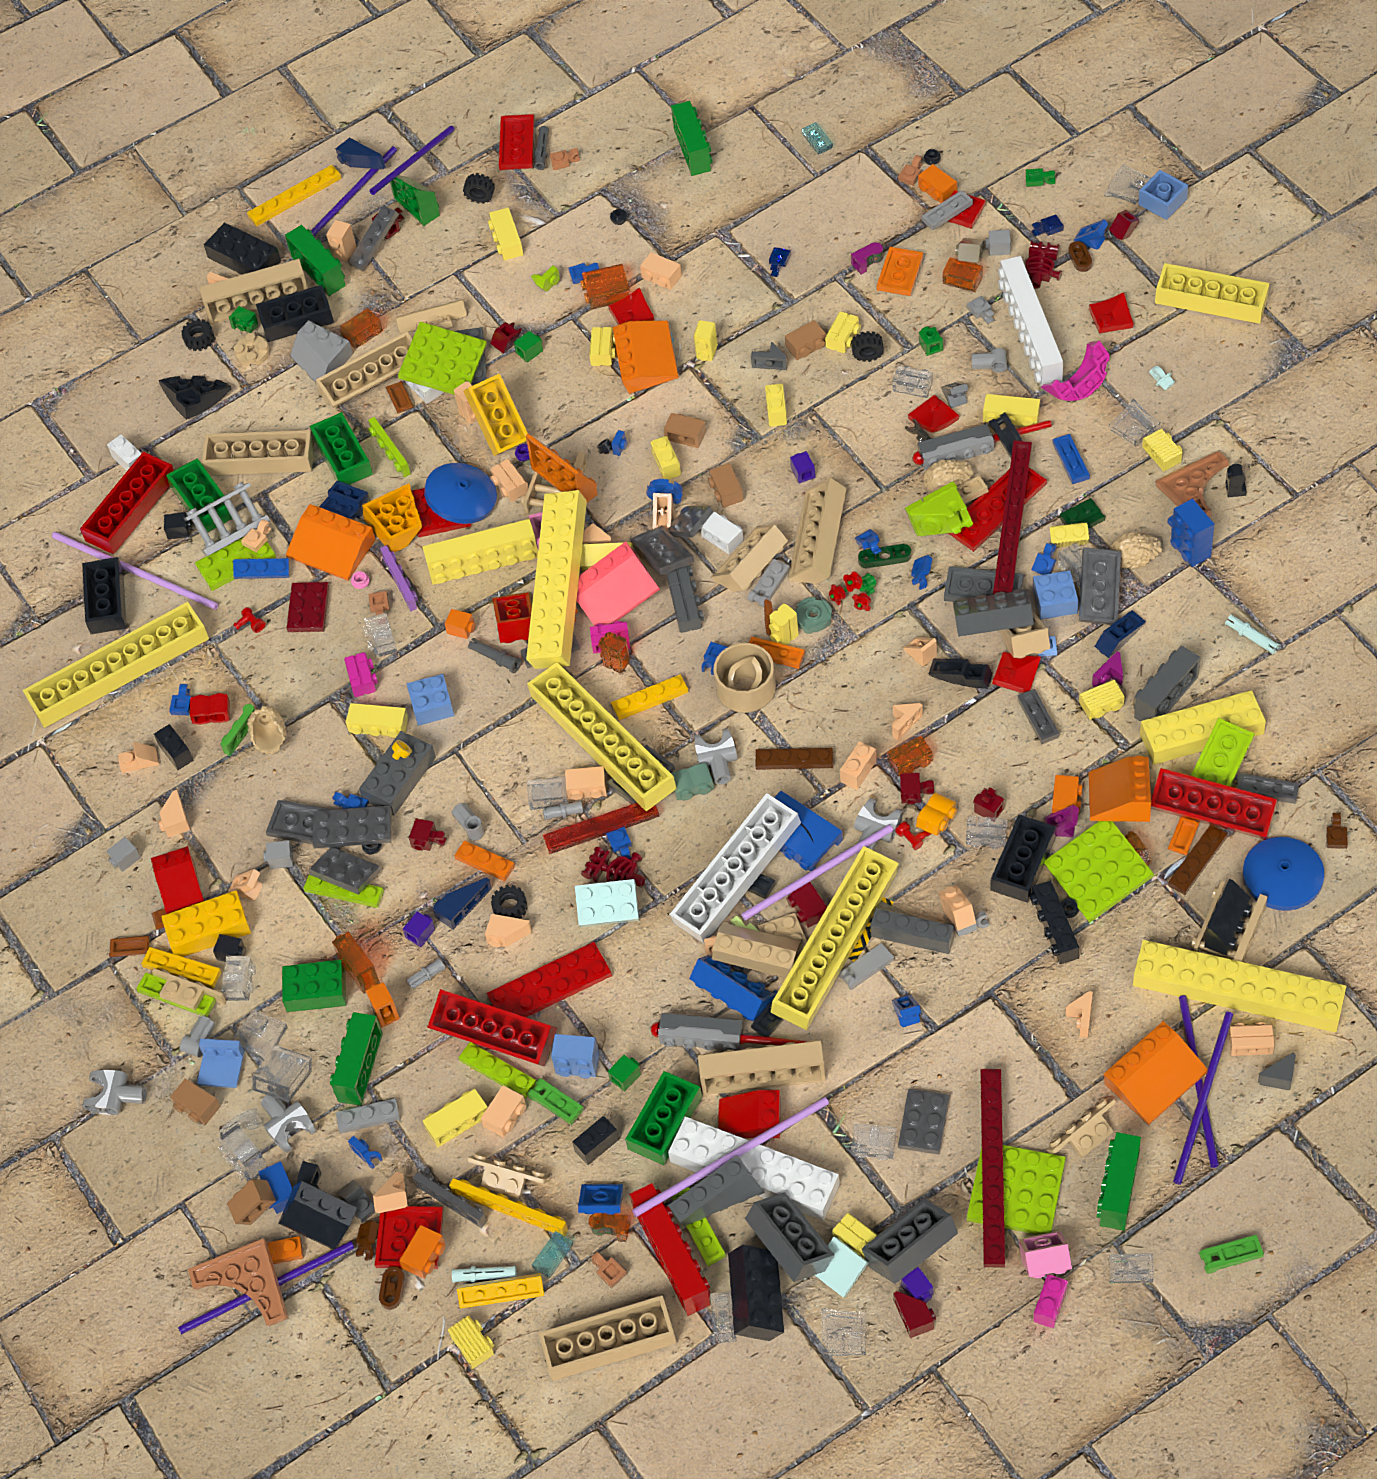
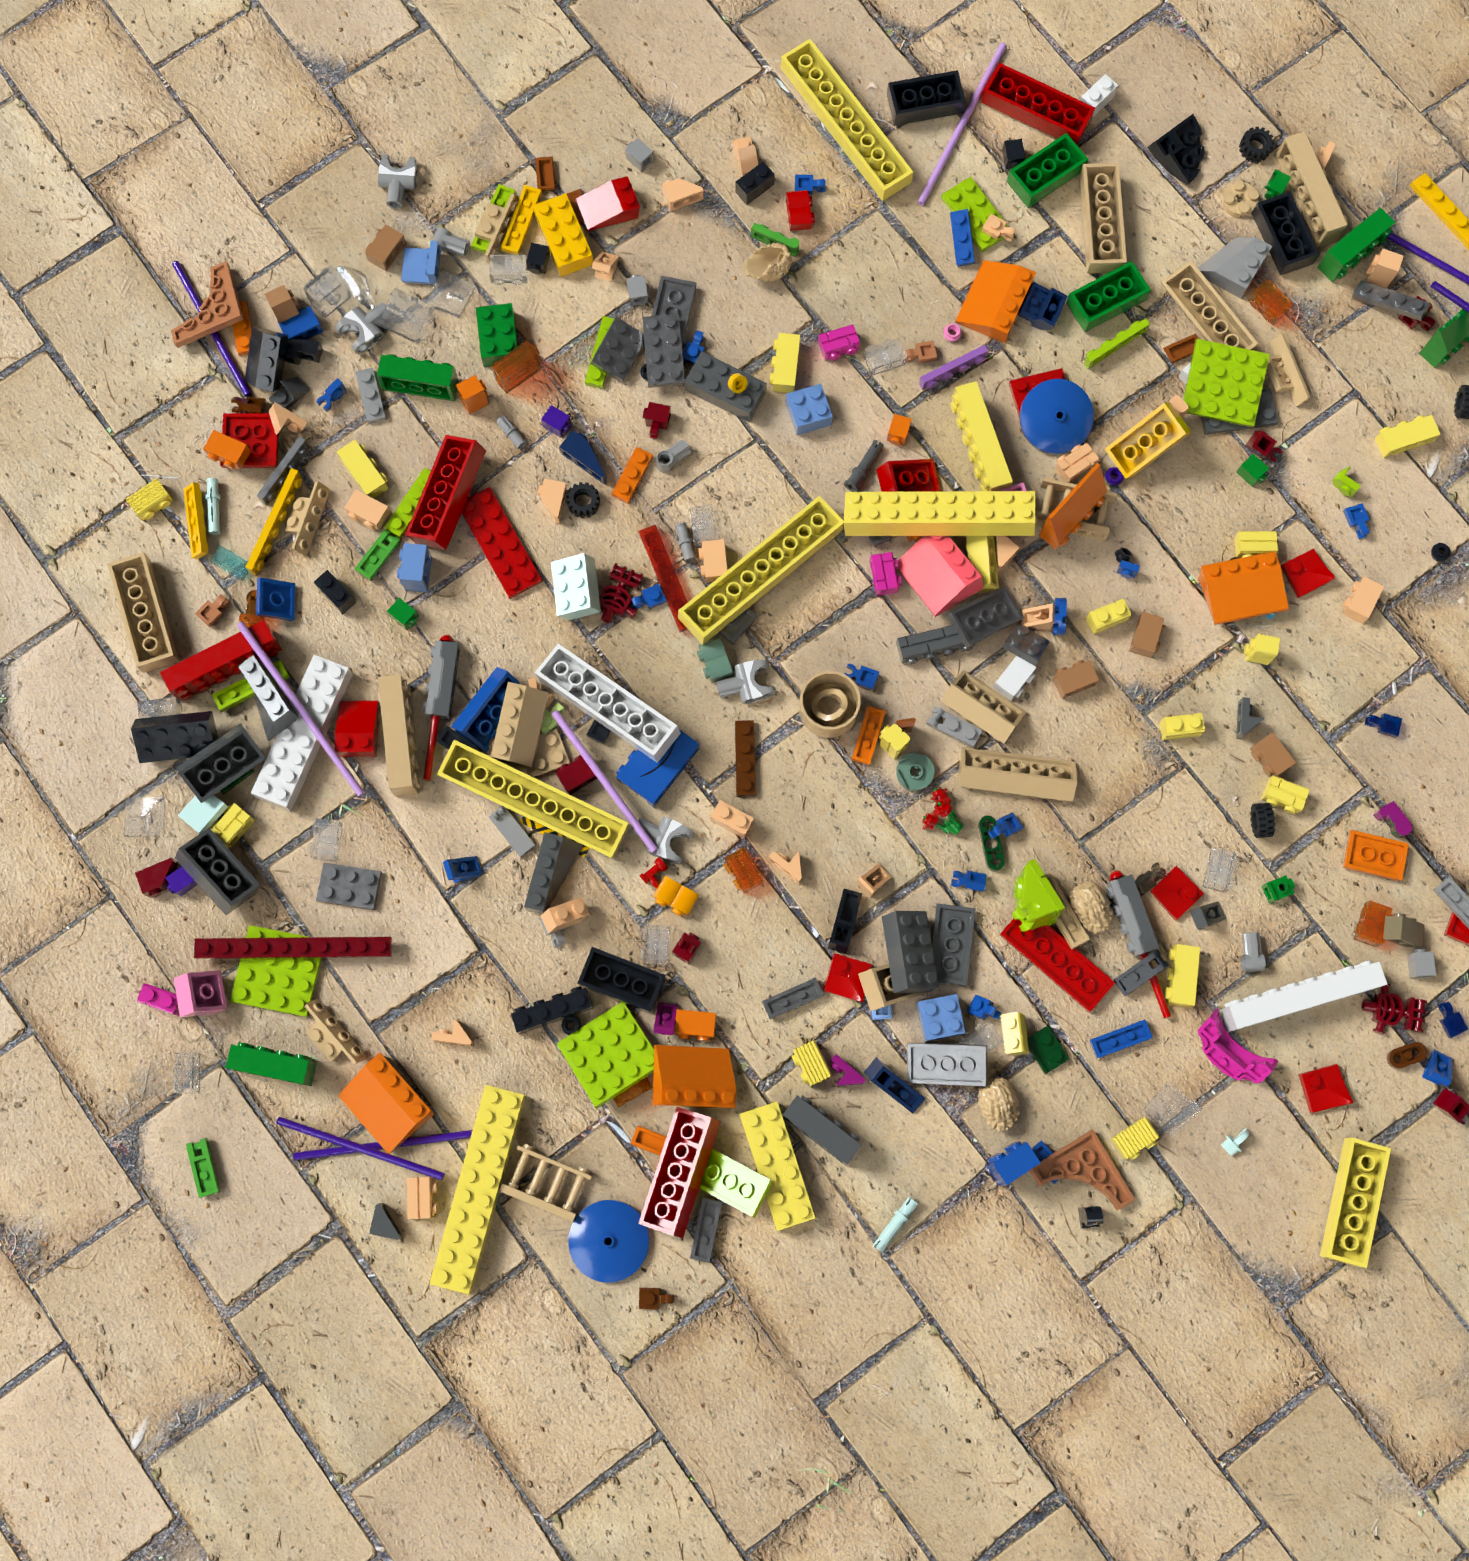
camera: 80 degrees right, 20 degrees up
(226, 537) = (998, 202): light grey fence -> none
(240, 250) = (1367, 173): black brick -> none
(257, 624) = (898, 242): red piece -> none
(308, 607) = (921, 287): dark red plate -> none
(391, 1289) = (204, 429): reddish brown plate -> none
(393, 518) = (1024, 355): light orange wedge -> none
(605, 286) = (1338, 543): clear orange brick -> none
(614, 652) = (861, 577): clear orange brick -> none
(649, 697) = (816, 617): yellow plate -> none
(662, 1117) = (353, 649): green brick -> none
(802, 467) = (1101, 756): dark purple brick -> none
(912, 788) = (707, 872): dark red brick -> none
(981, 308) = (1327, 943): light grey plate -> none
(1012, 517) = (1035, 974): dark red plate -> none
(1197, 859) = (623, 1153): reddish brown plate -> none
(1228, 919) = (540, 1180): black slope -> none

